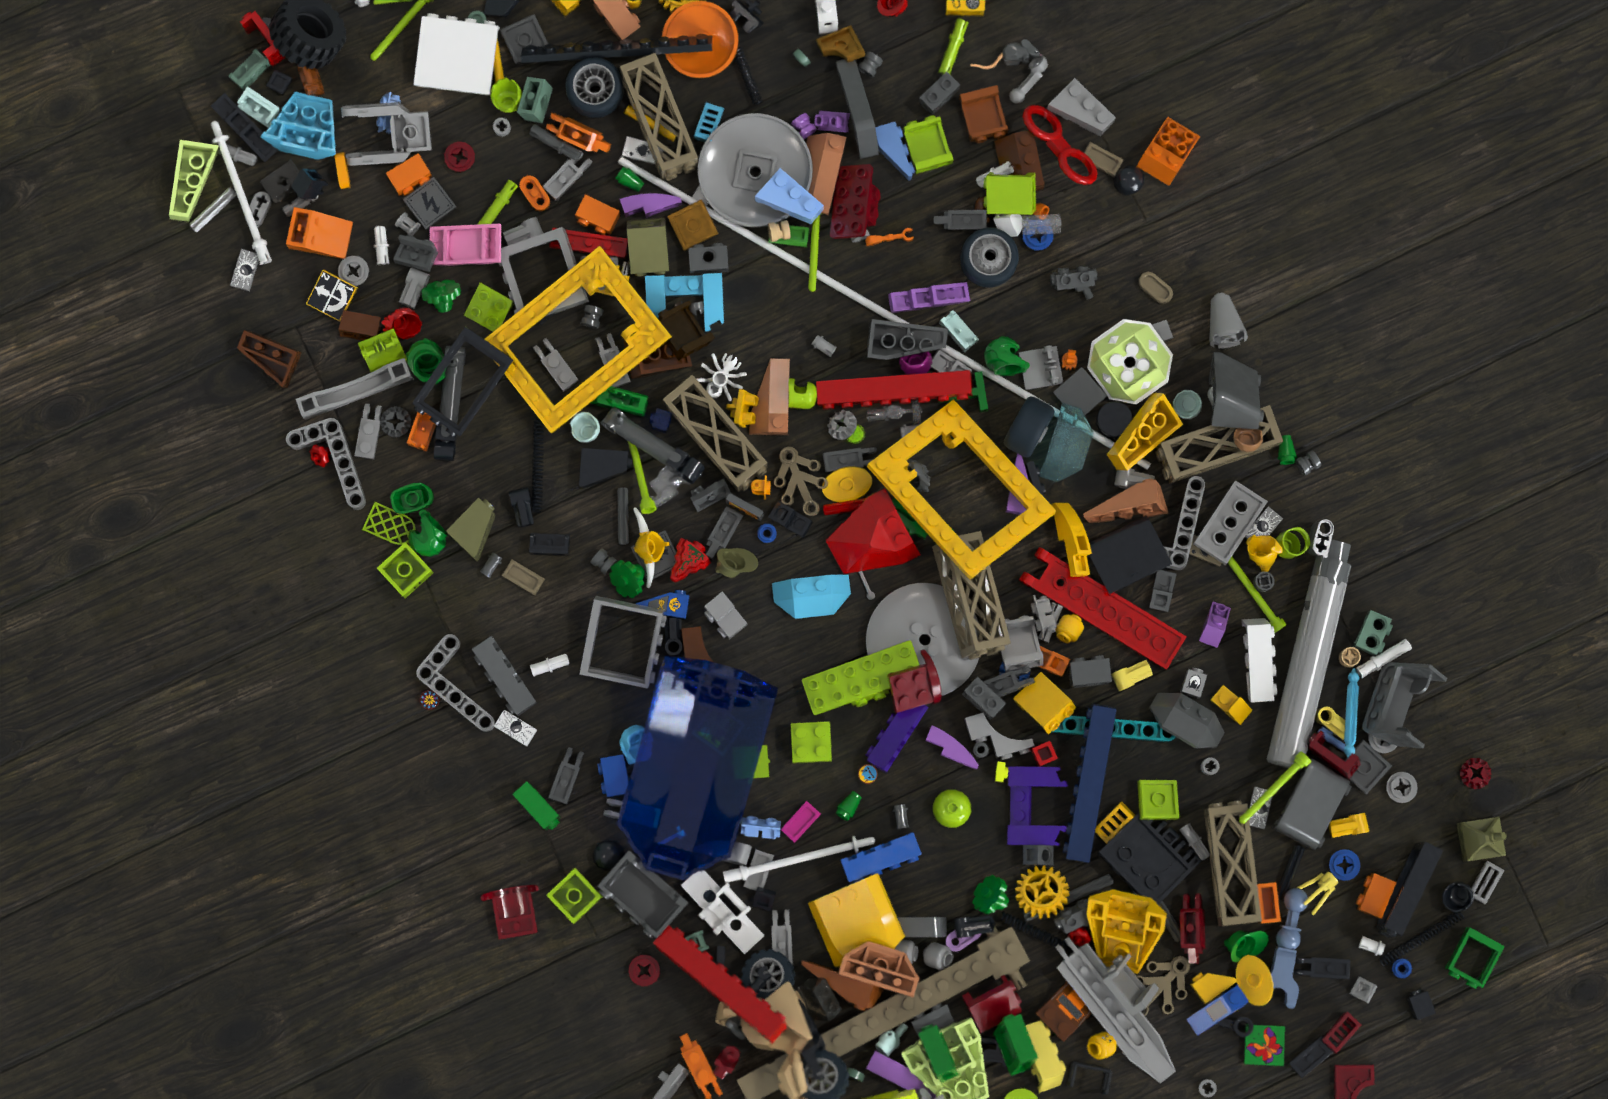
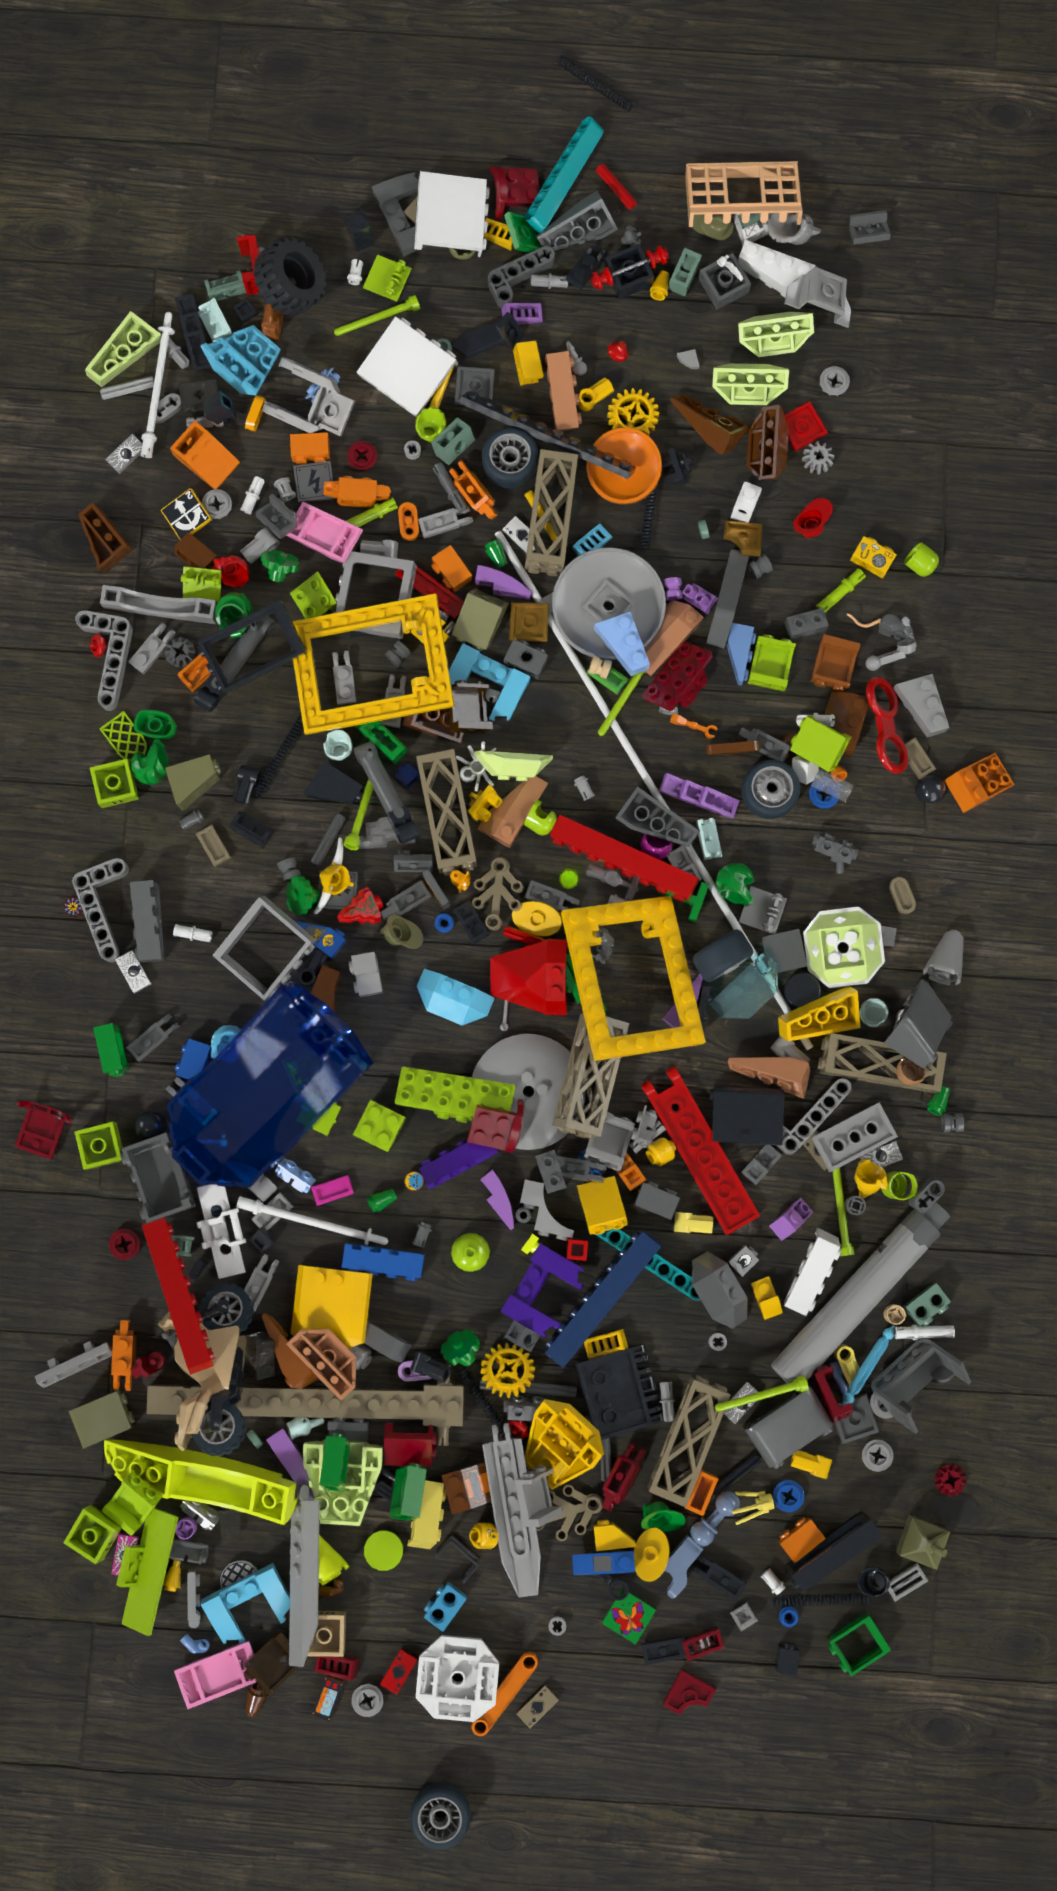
camera: 30 degrees right, 0 degrees up
(473, 192) = (356, 492): none -> orange hinge
(750, 360) = (512, 764): none -> yellowish green wedge
(840, 432) = (556, 870): light grey gear -> none
(936, 239) = (732, 748): none -> reddish brown beam
(937, 956) = (384, 1375): light grey head -> none
(1069, 360) = (791, 917): orange piece -> none
(1074, 535) = (709, 1076): yellow slope -> none
(1158, 799) = (655, 1346): lime tile -> none

